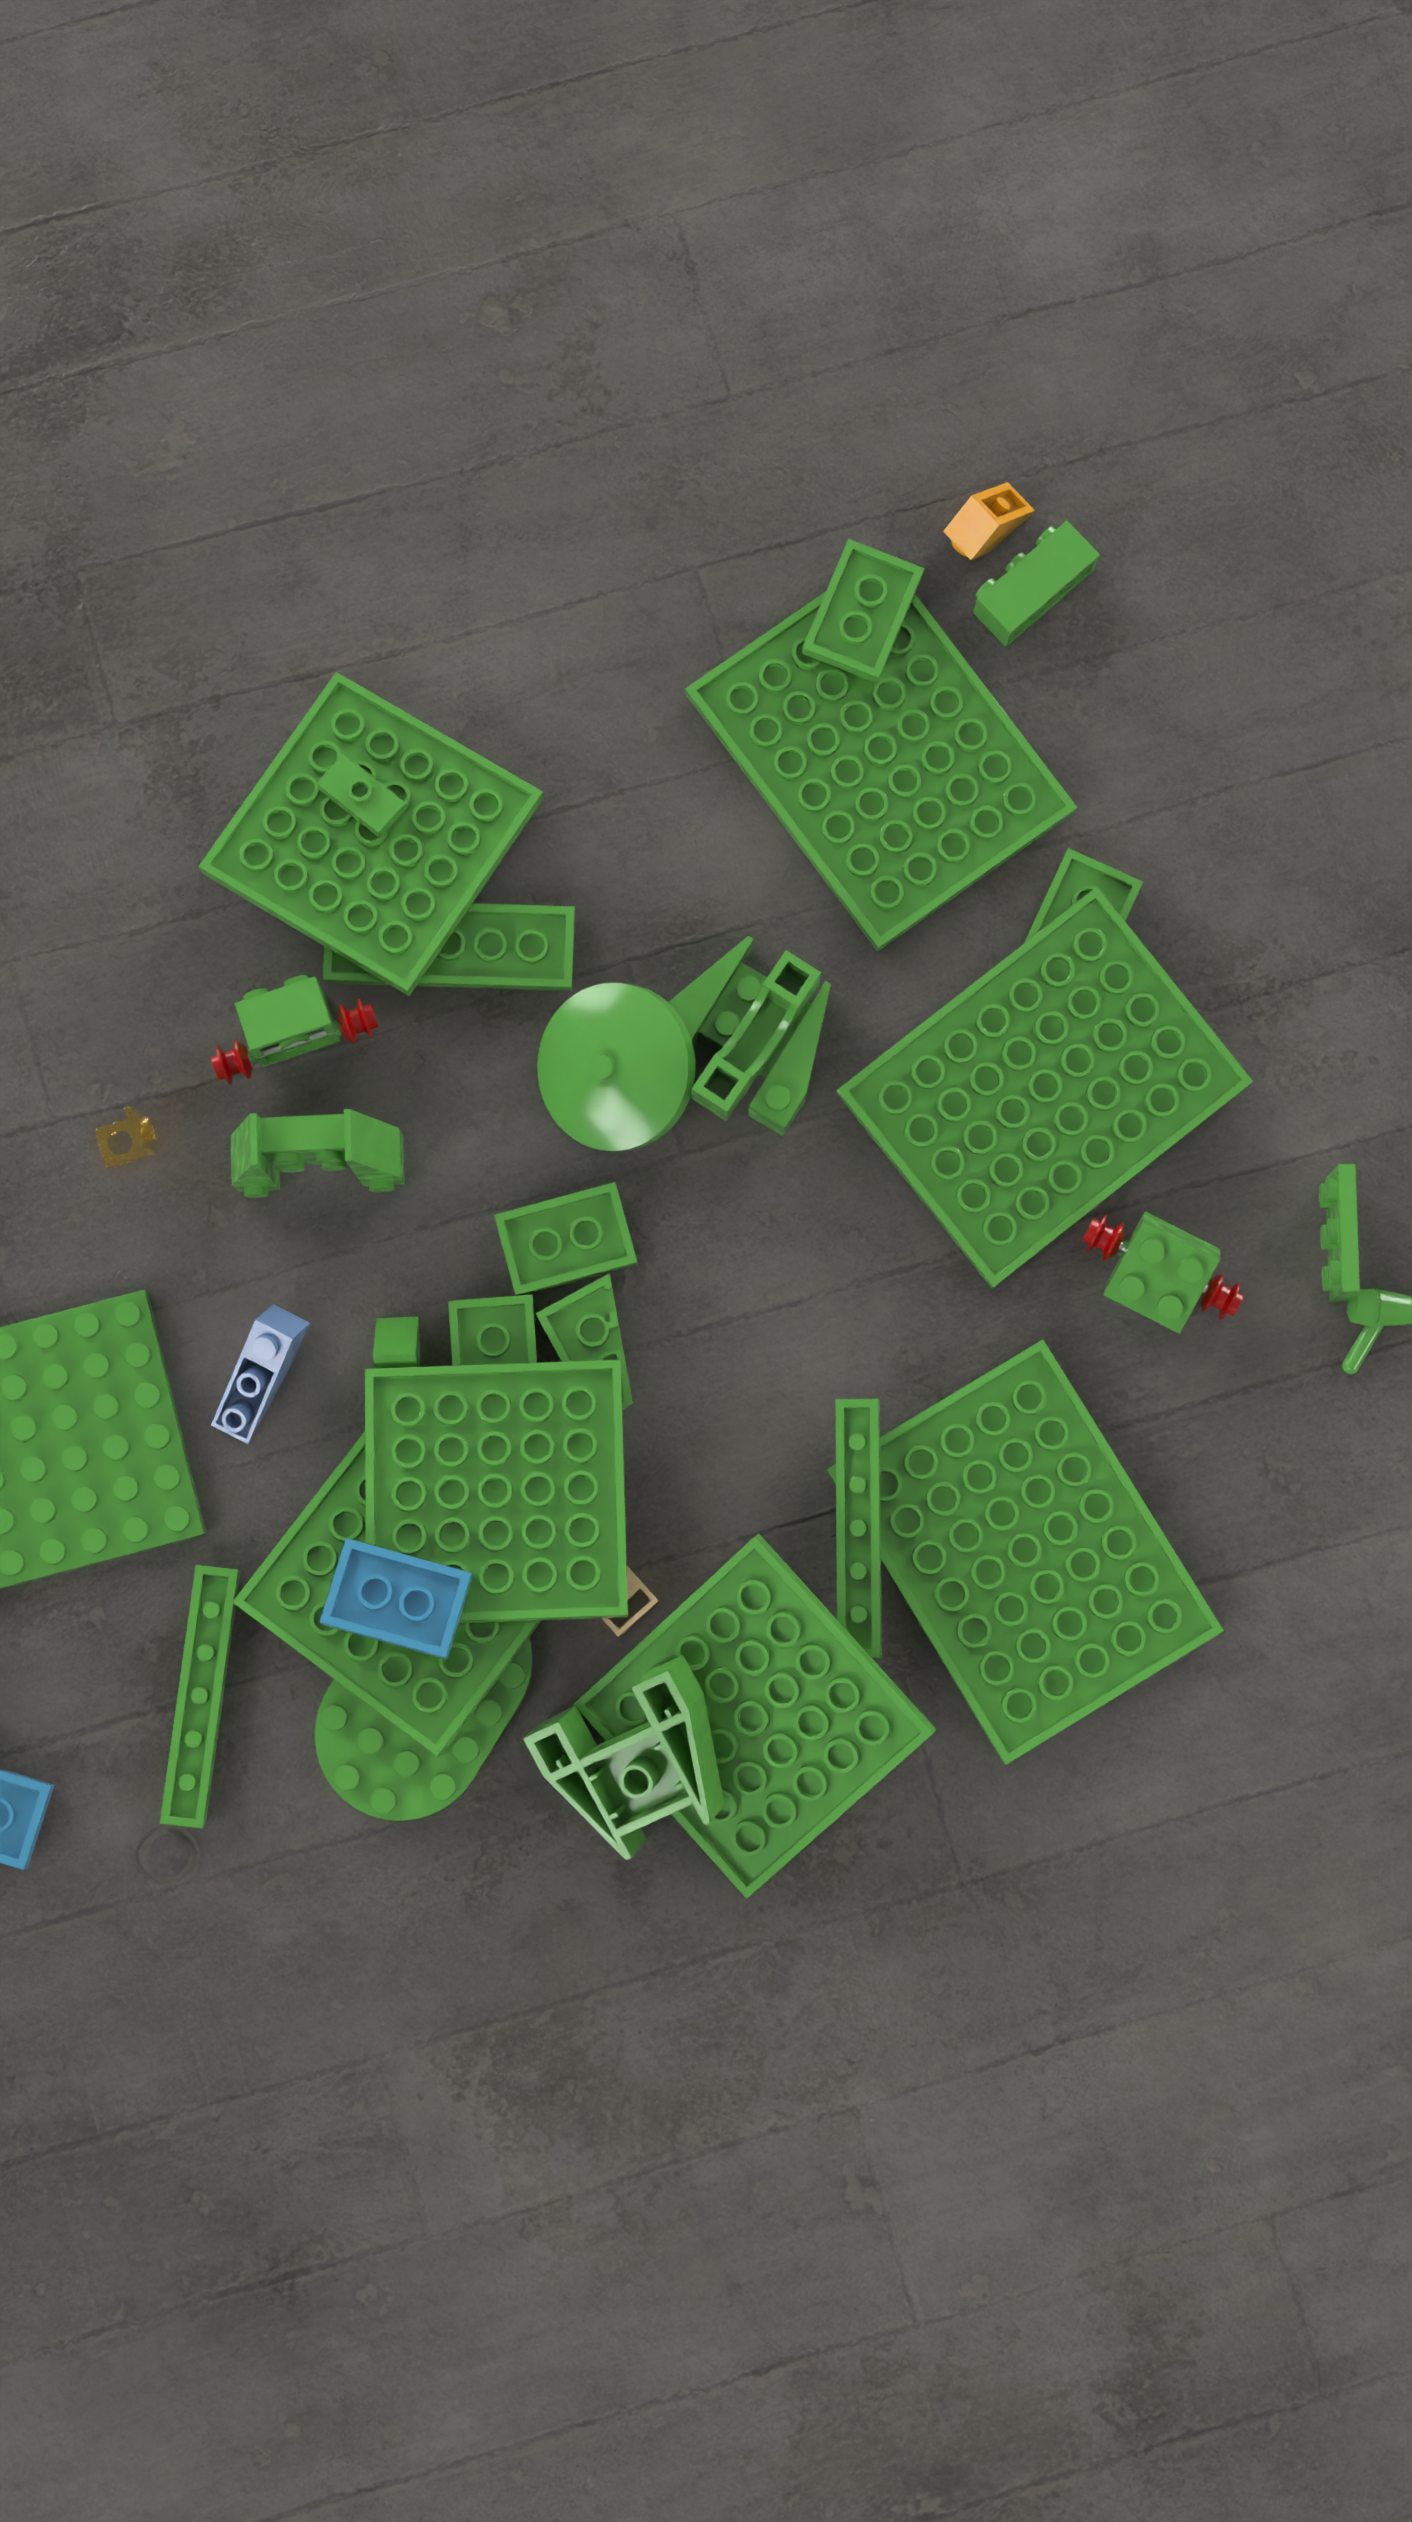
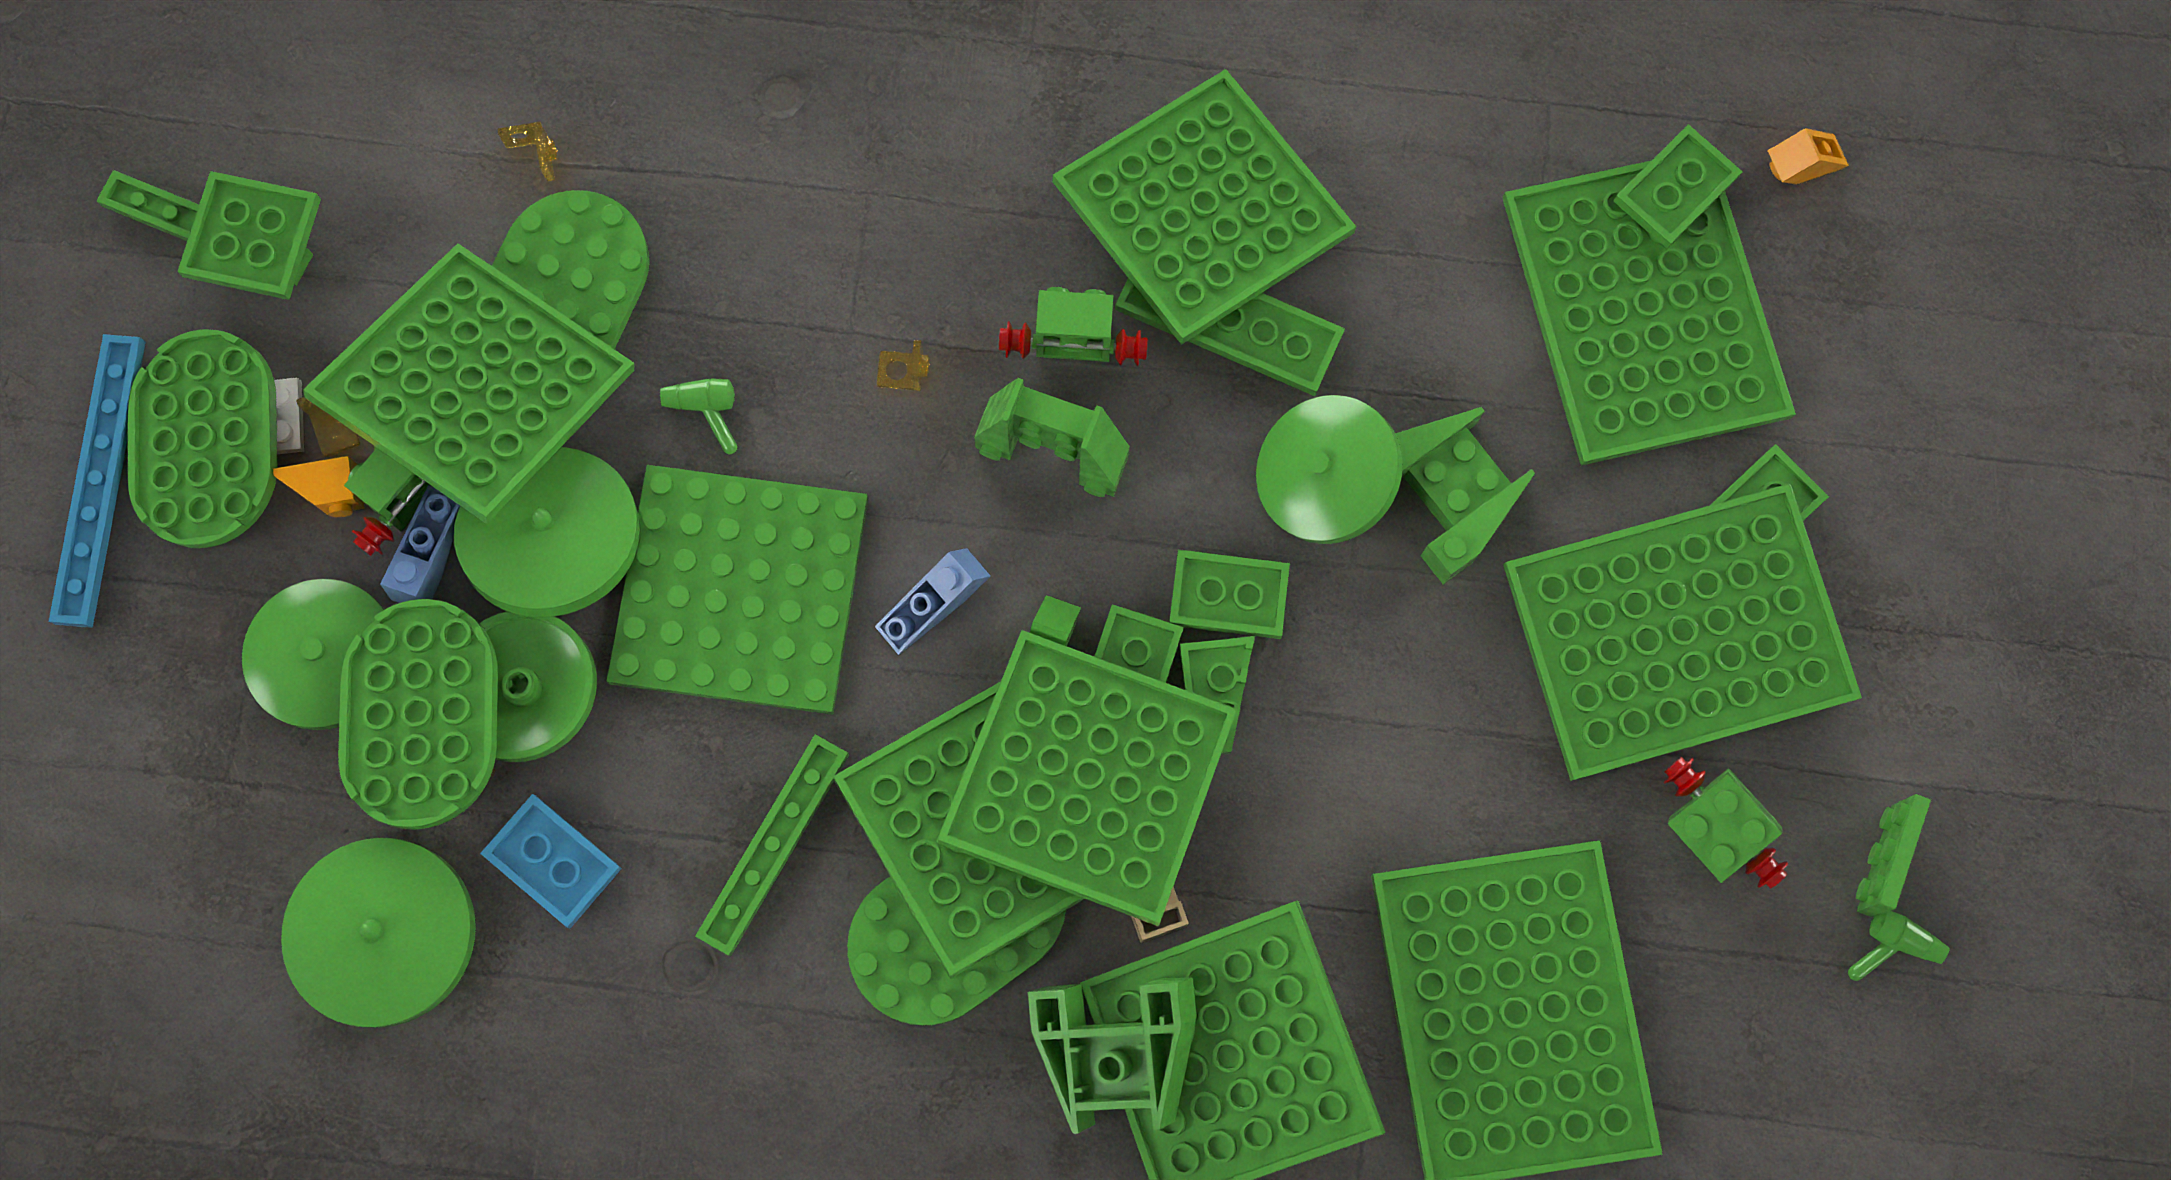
camera: 20 degrees right, 5 degrees down
(361, 795) = (1208, 171): bright green plate -> none
(396, 1598) = (972, 828): dark azure plate -> none
(757, 1036) = (1468, 483): bright green arch -> none
(859, 1521) = (1385, 926): bright green plate -> none
(1035, 582) = (1828, 221): bright green brick -> none

